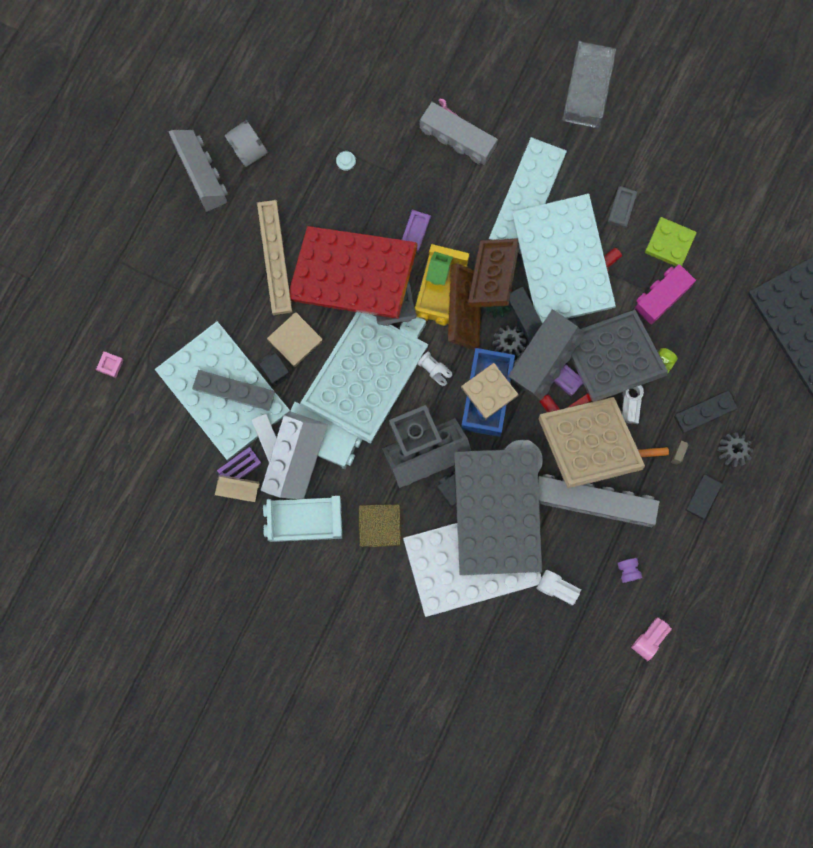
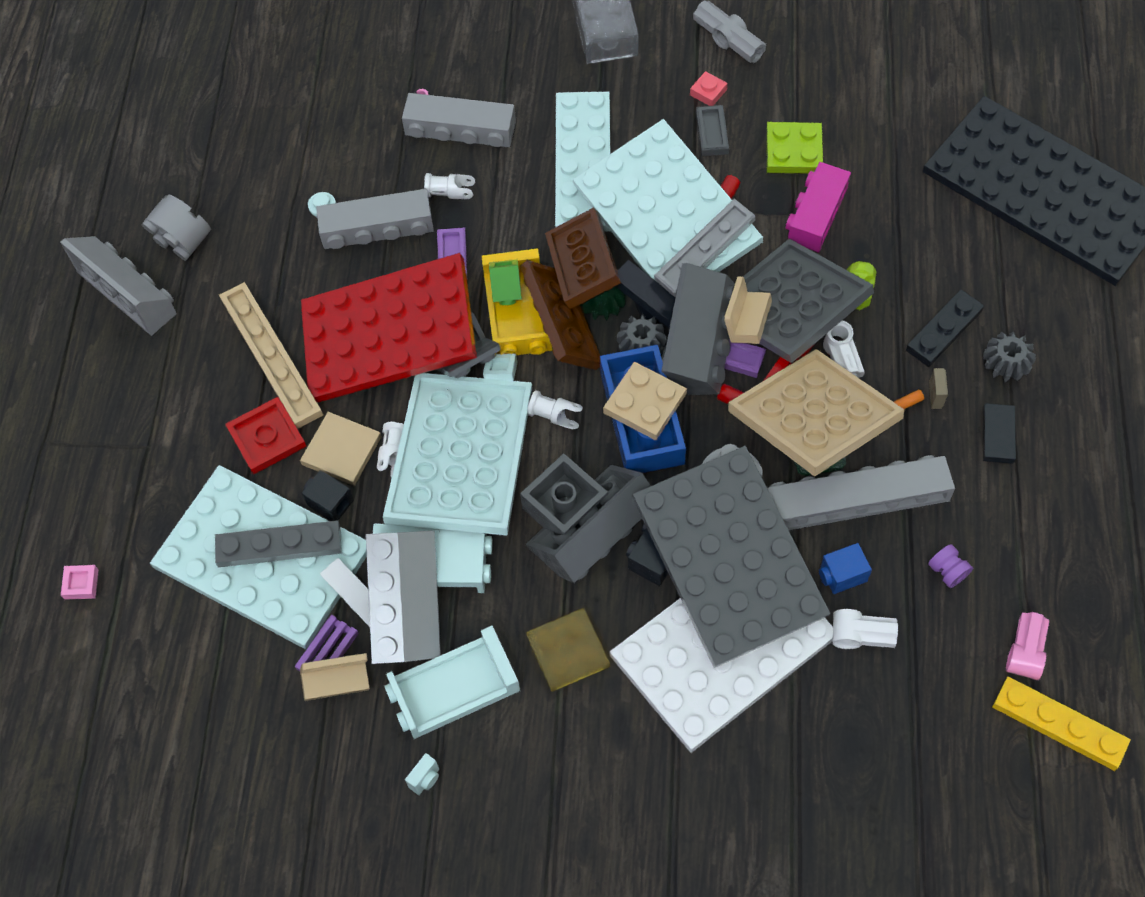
camera: 20 degrees left, 15 degrees down
(252, 312) = (265, 435): none -> red plate
(266, 567) = (423, 775): none -> light aqua plate
(324, 353) = (389, 449): none -> white piece
(375, 186) = (374, 219): none -> light grey brick
(431, 180) = (449, 186): none -> white piece
(564, 545) = (845, 568): none -> blue brick
(576, 298) = (707, 243): none -> light grey tile
(580, 356) = (746, 314): none -> tan panel
(634, 174) = (708, 89): none -> coral plate
(648, 691) = (1061, 723): none -> yellow plate
(667, 136) = (729, 31): none -> light grey piece

